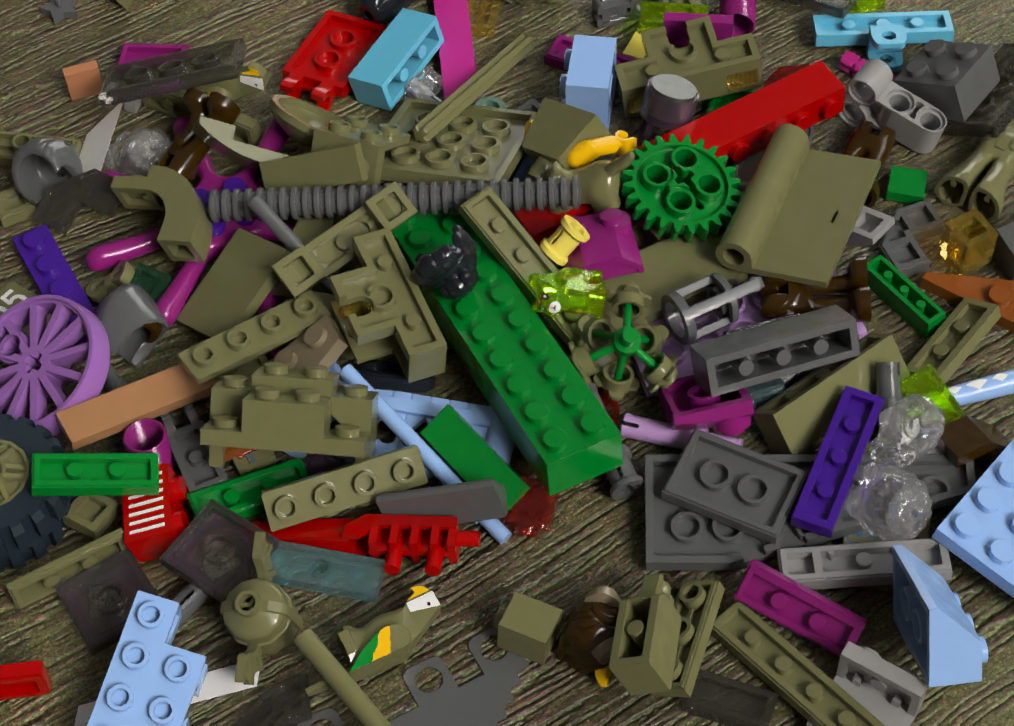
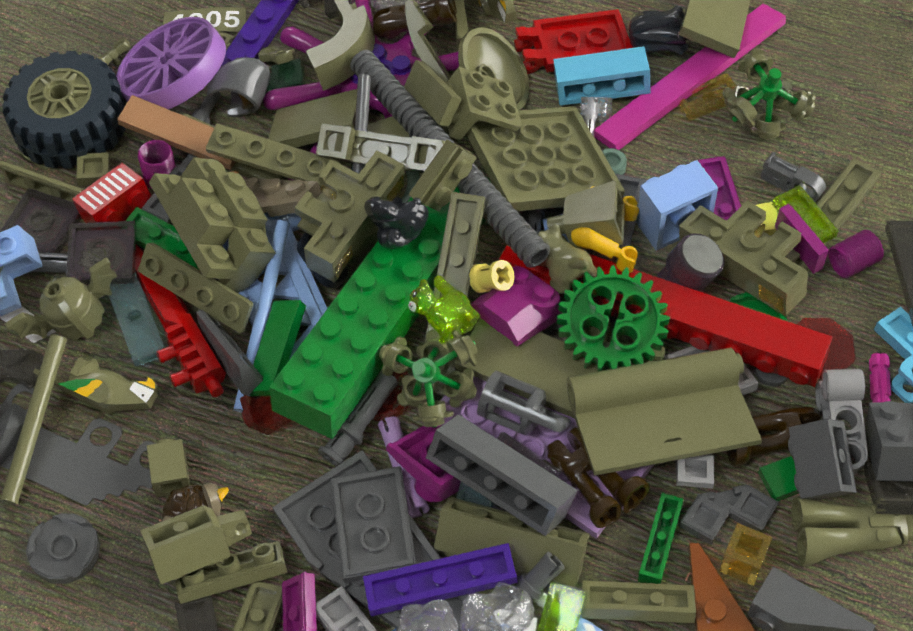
camera: 55 degrees right, 5 degrees up
(95, 474) = (97, 146): green tile -> none
(437, 186) = (443, 175): none -> olive plate
(472, 89) = (610, 137): olive axle -> none
(926, 138) = (821, 459): none -> dark grey brick

